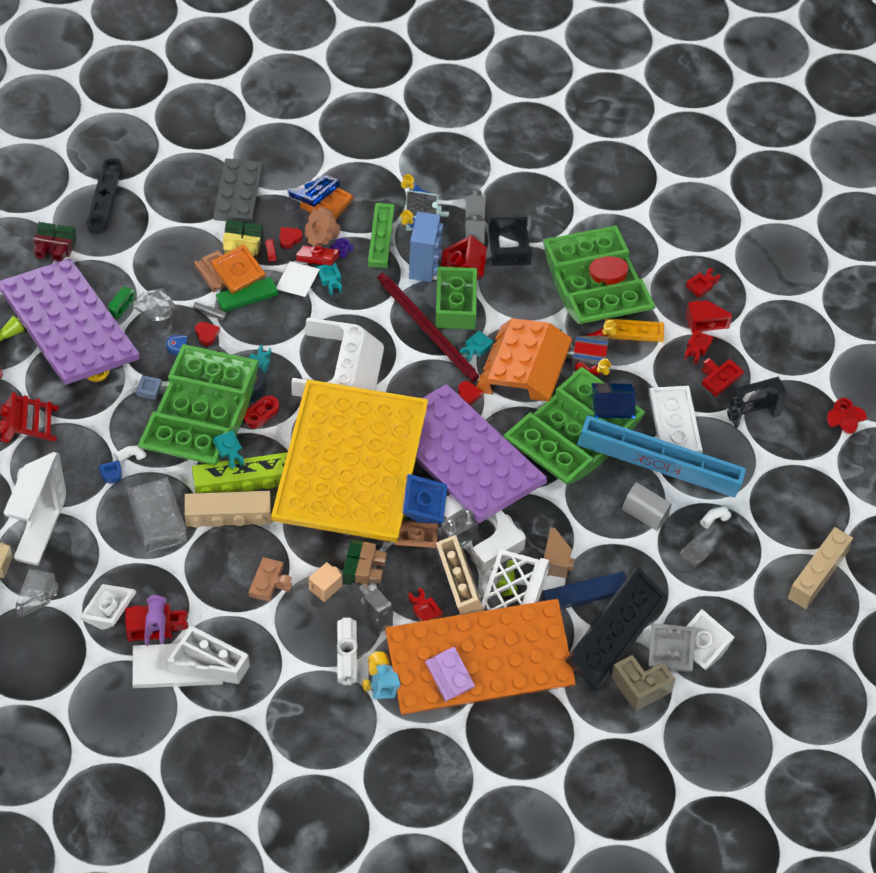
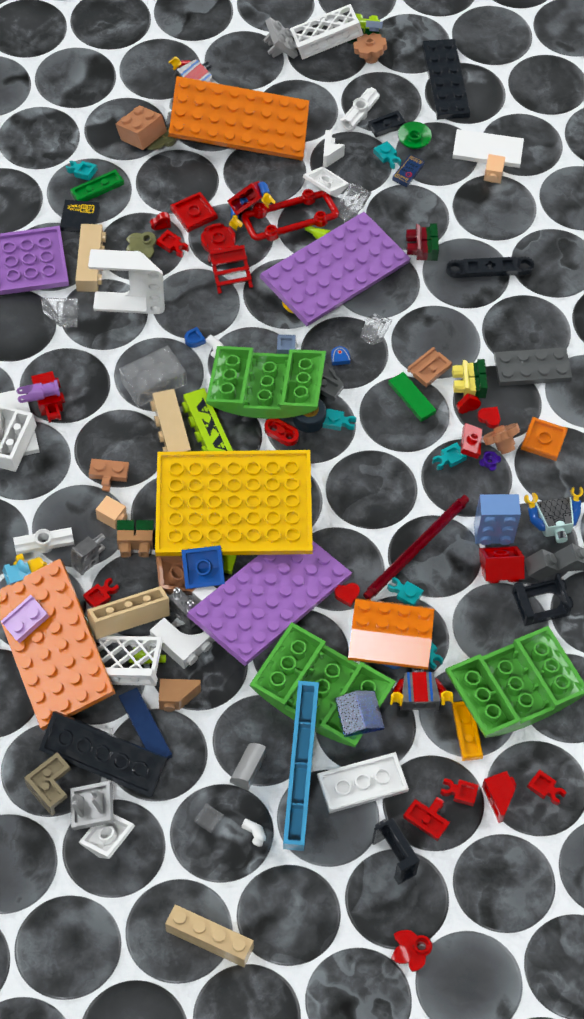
camera: 80 degrees right, 5 degrees up
(107, 606) = (59, 362): white slope -> none
(121, 302) = (372, 304): green beam -> none
(207, 333) = (359, 375): red tile -> none
(211, 311) = (385, 374): flat silver pin -> none
(229, 446) = (223, 406): teal plate -> none
(238, 269) = (431, 380): orange tile -> none
(297, 279) = (440, 431): white sticker -> none
(315, 190) = (546, 423): clear blue wing -> none
(358, 356) = (351, 494): white windscreen -> none
(381, 235) = (525, 486): bright green plate -> none
(456, 298) = (451, 561): bright green brick -> none
(608, 270) = (523, 688): red tile -> none

